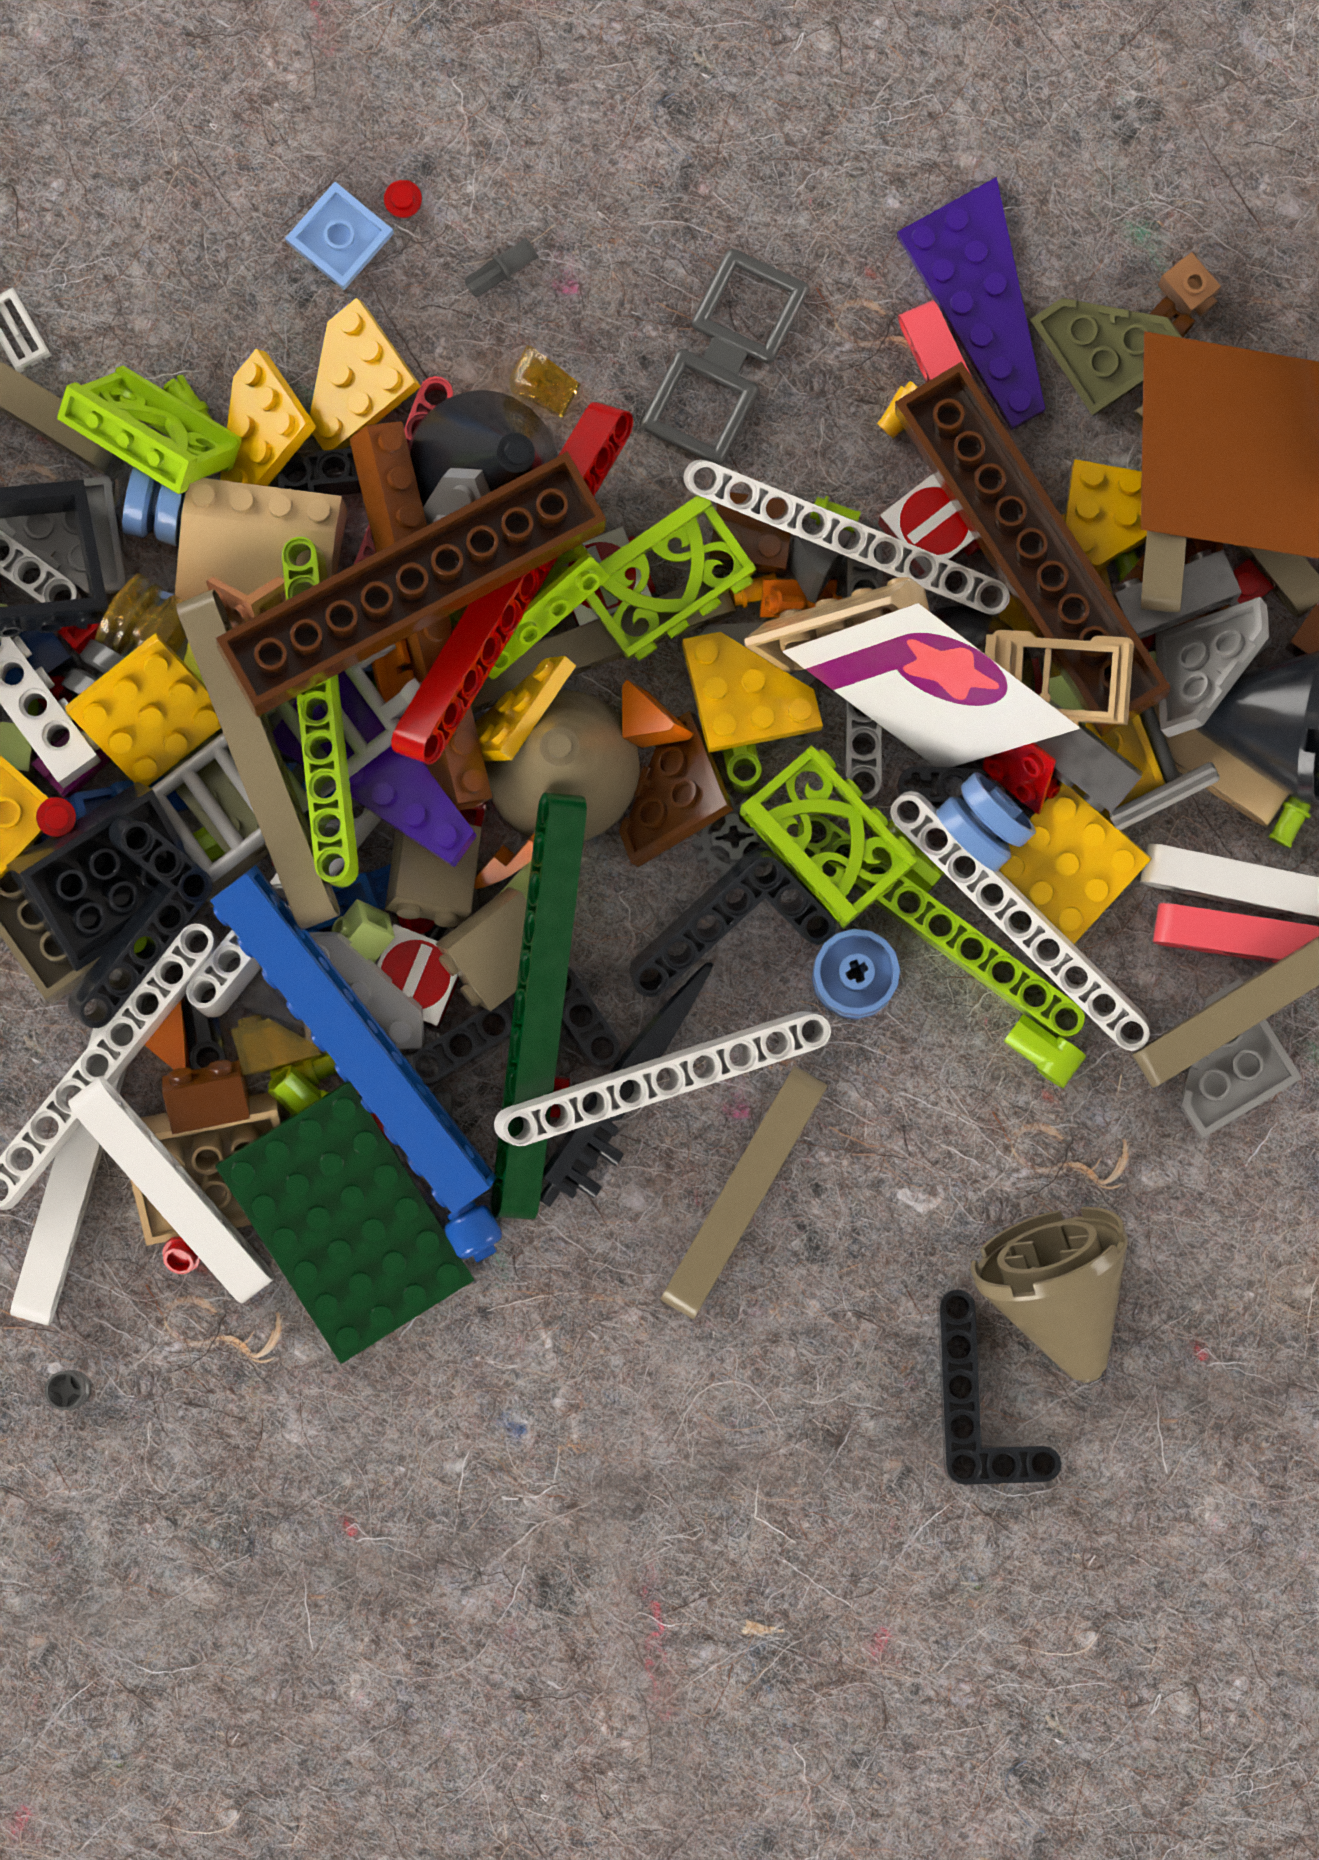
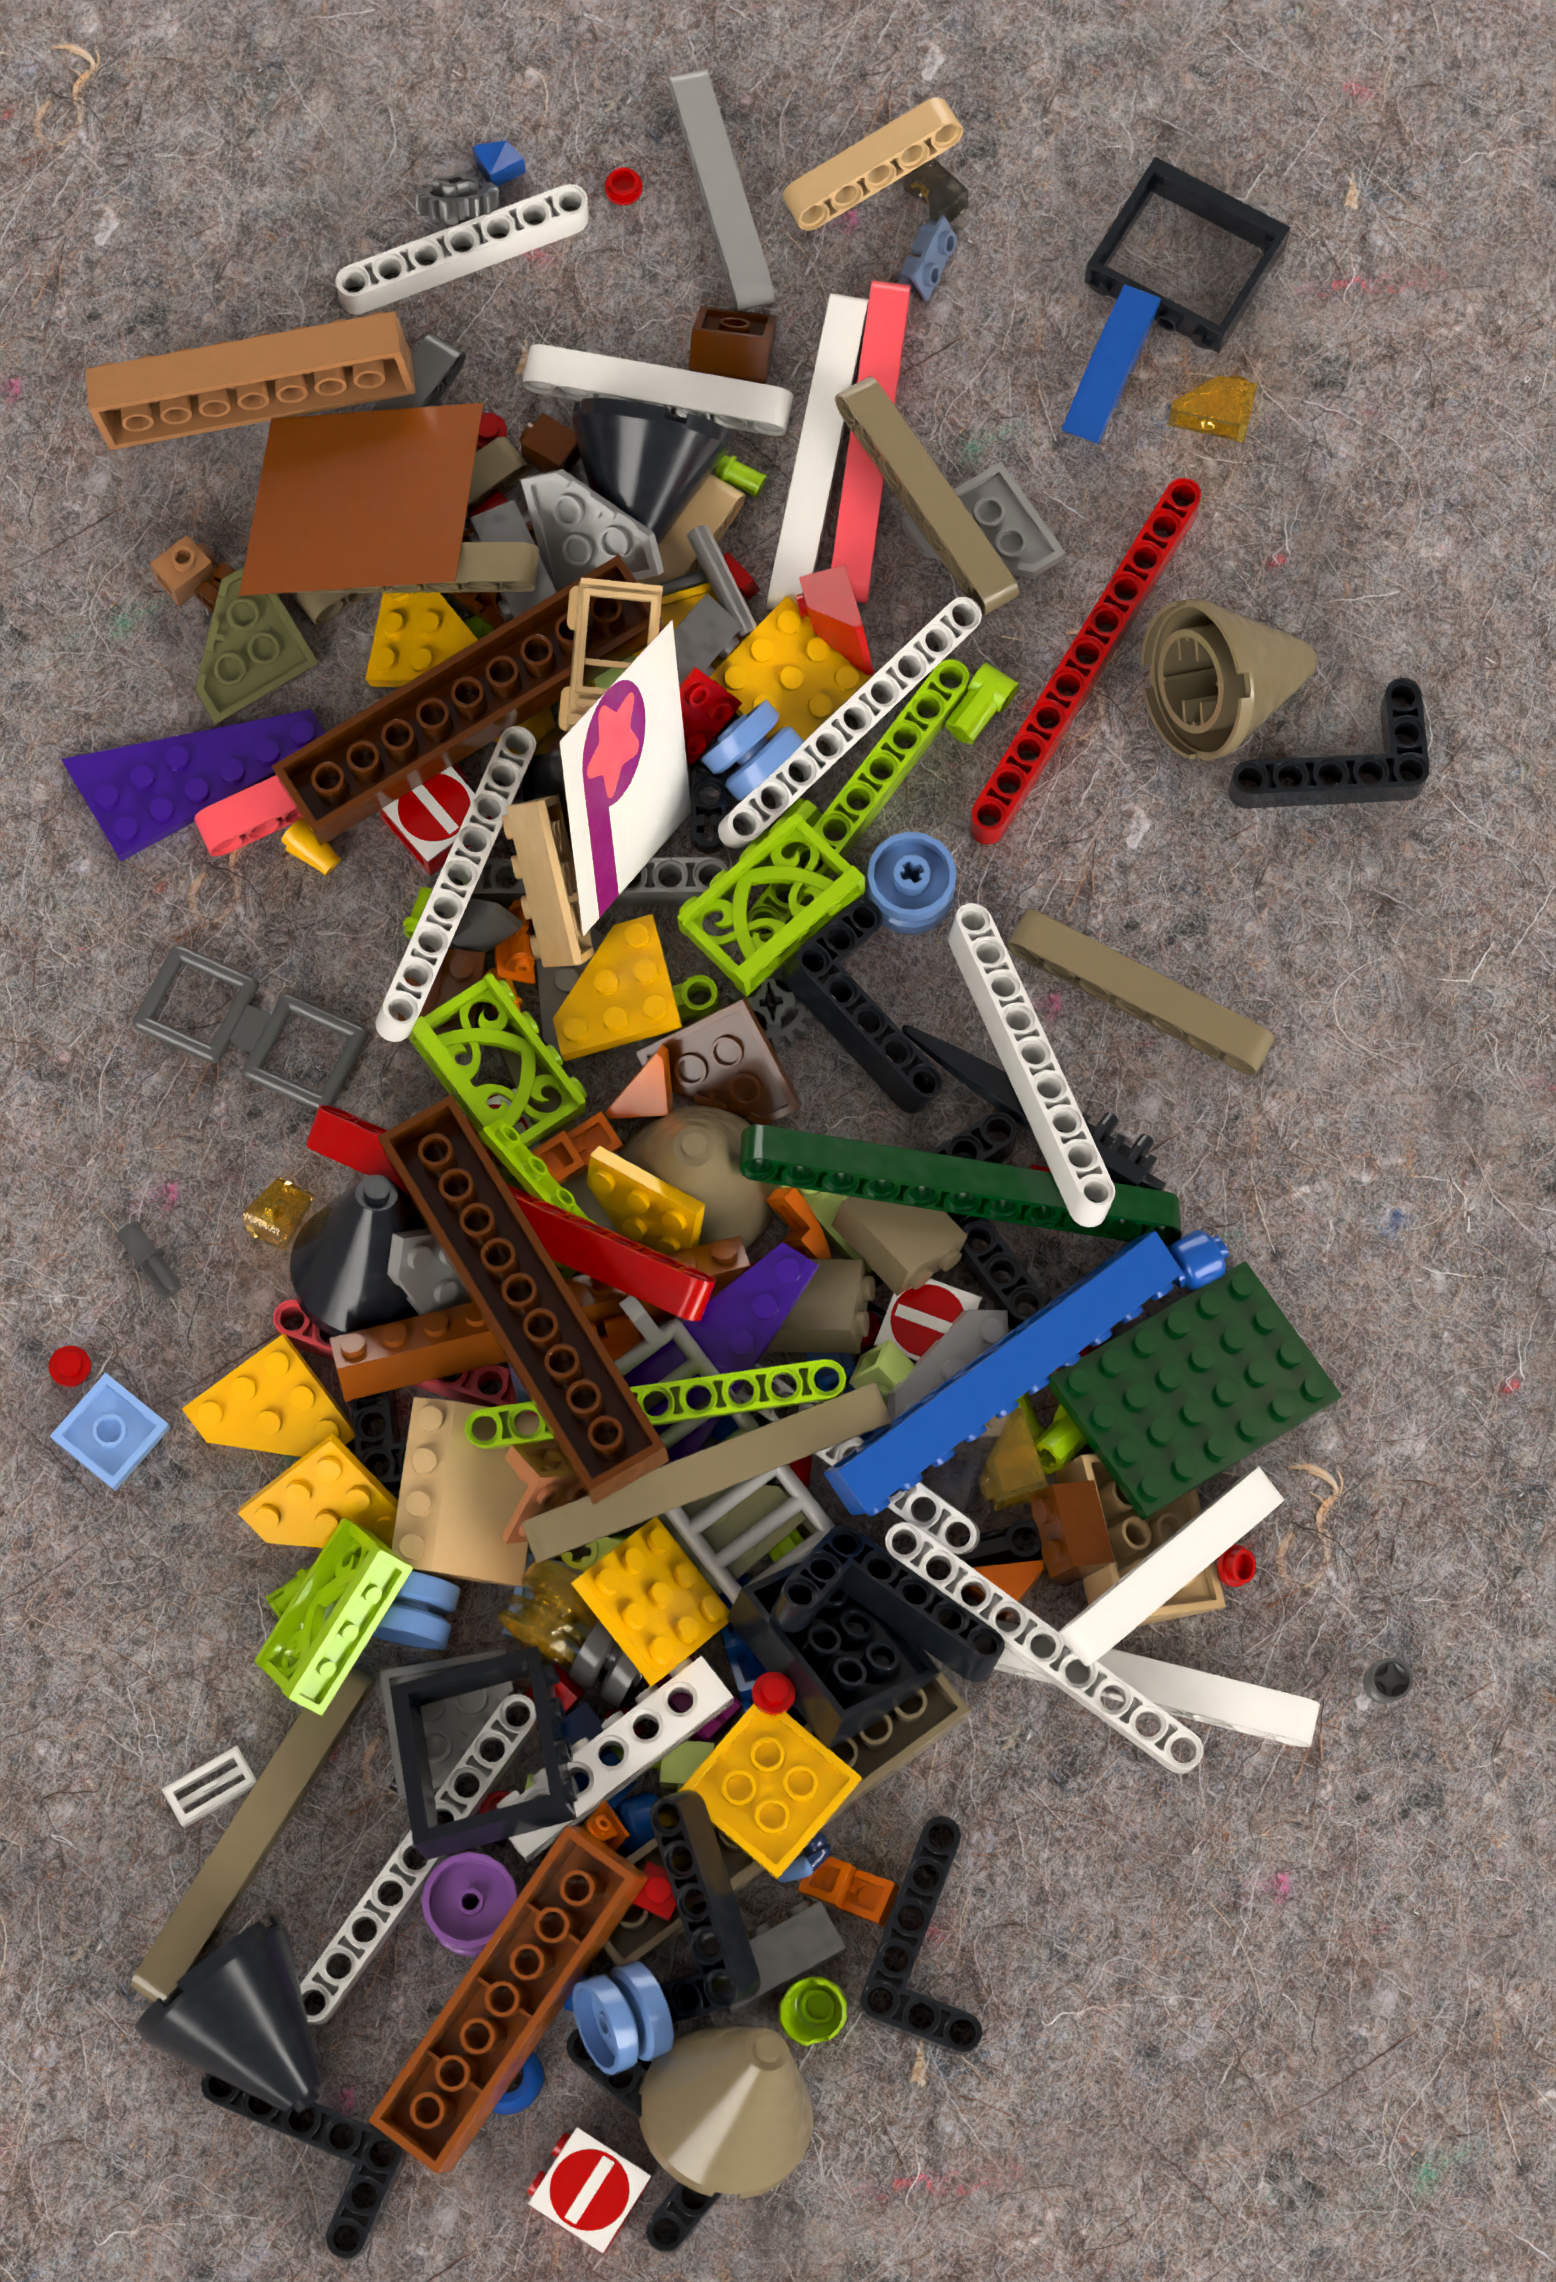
camera: 90 degrees left, 10 degrees down
(588, 652) = (569, 1153): none -> orange slope
(1109, 1158) = (1081, 676): none -> red beam
(1129, 908) = (835, 614): none -> slope
(1179, 816) = (743, 580): none -> red plate

